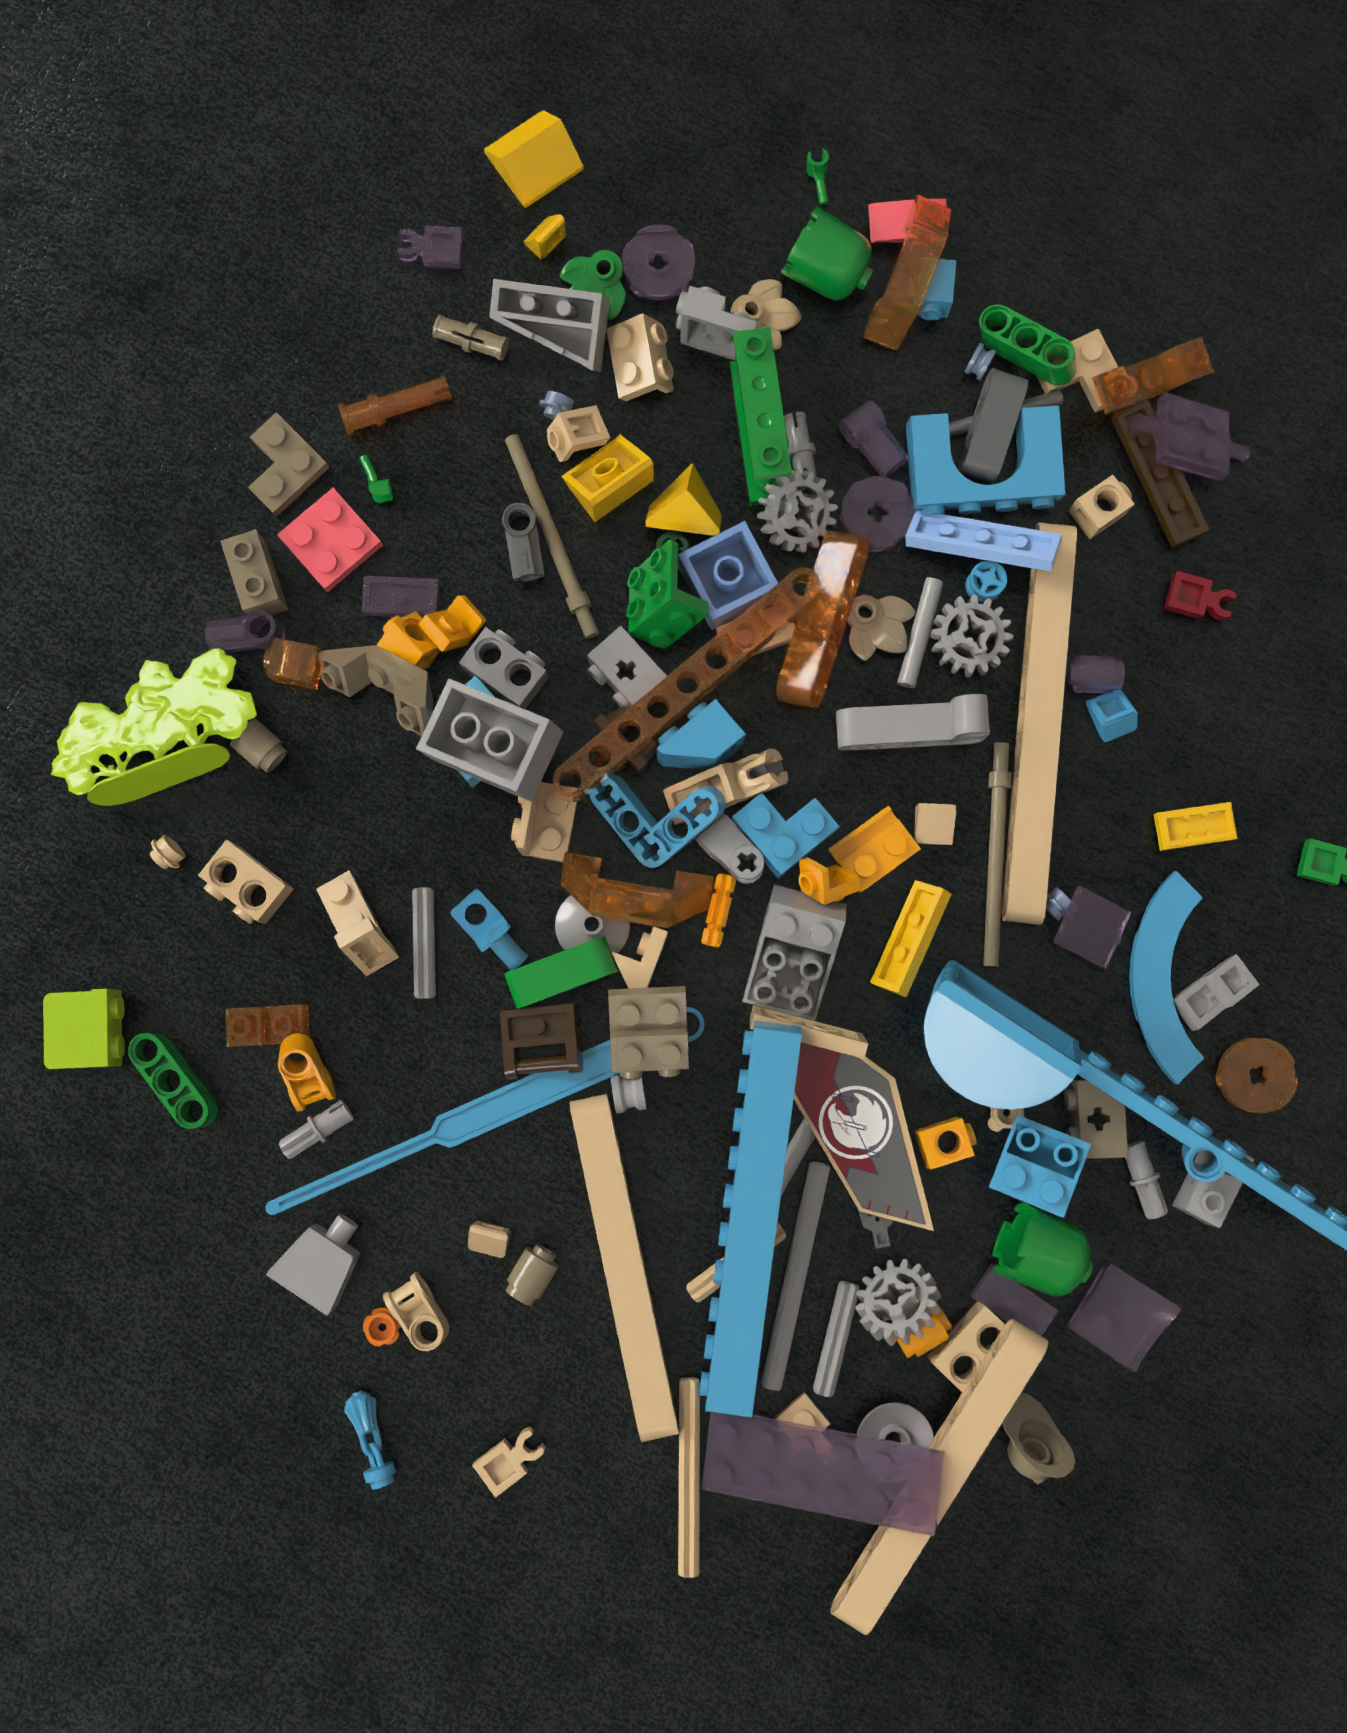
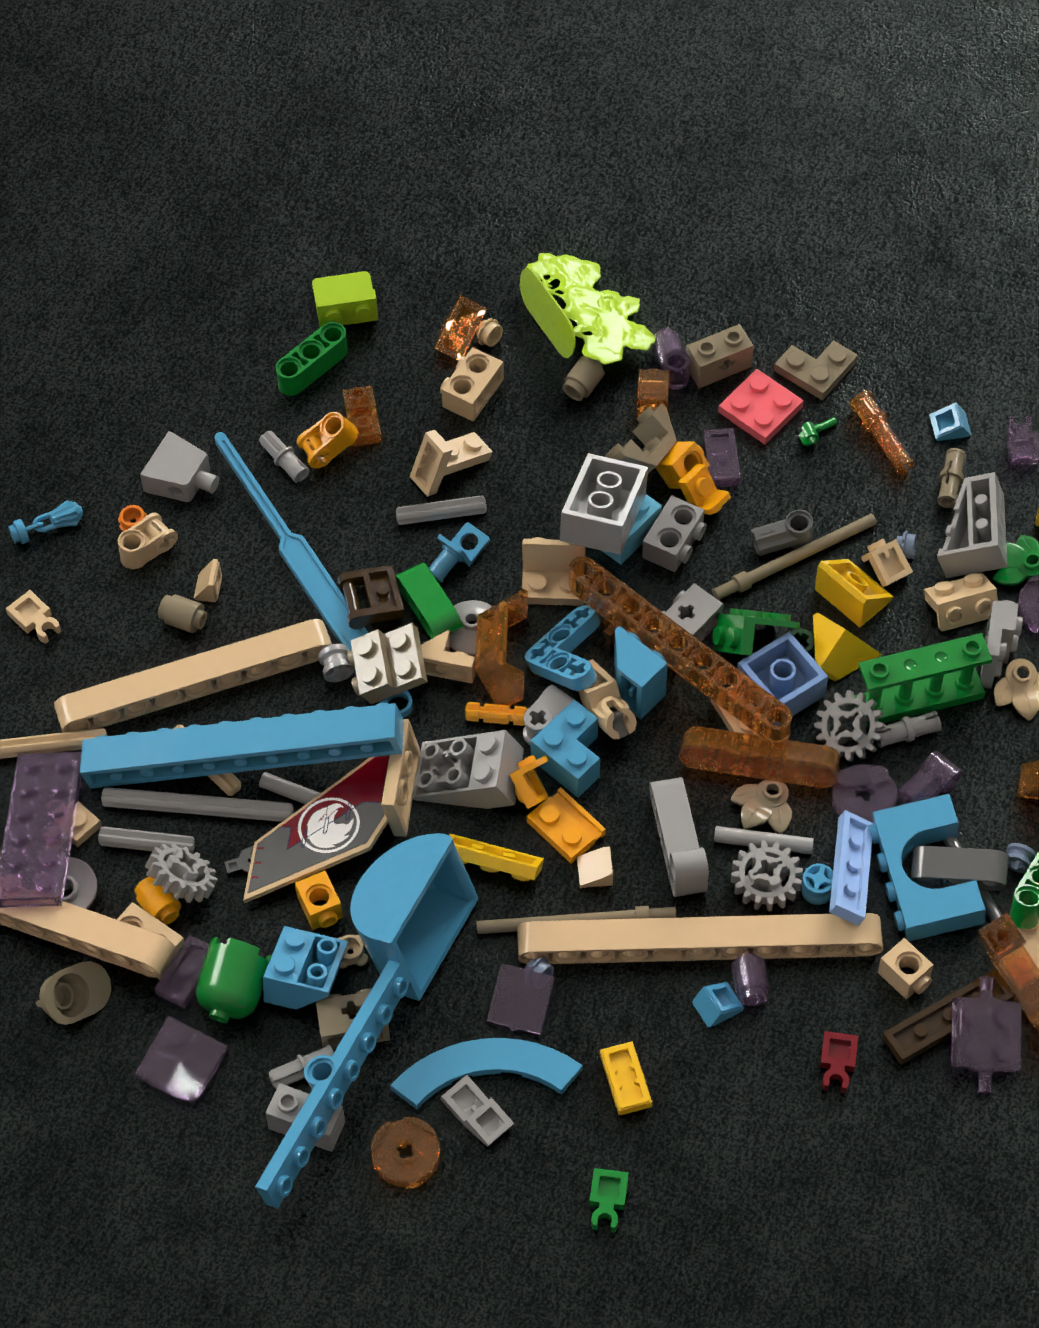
camera: 85 degrees right, 25 degrees down
(158, 889) = (459, 327): none -> clear orange slope
(389, 326) = (950, 423): none -> dark azure slope

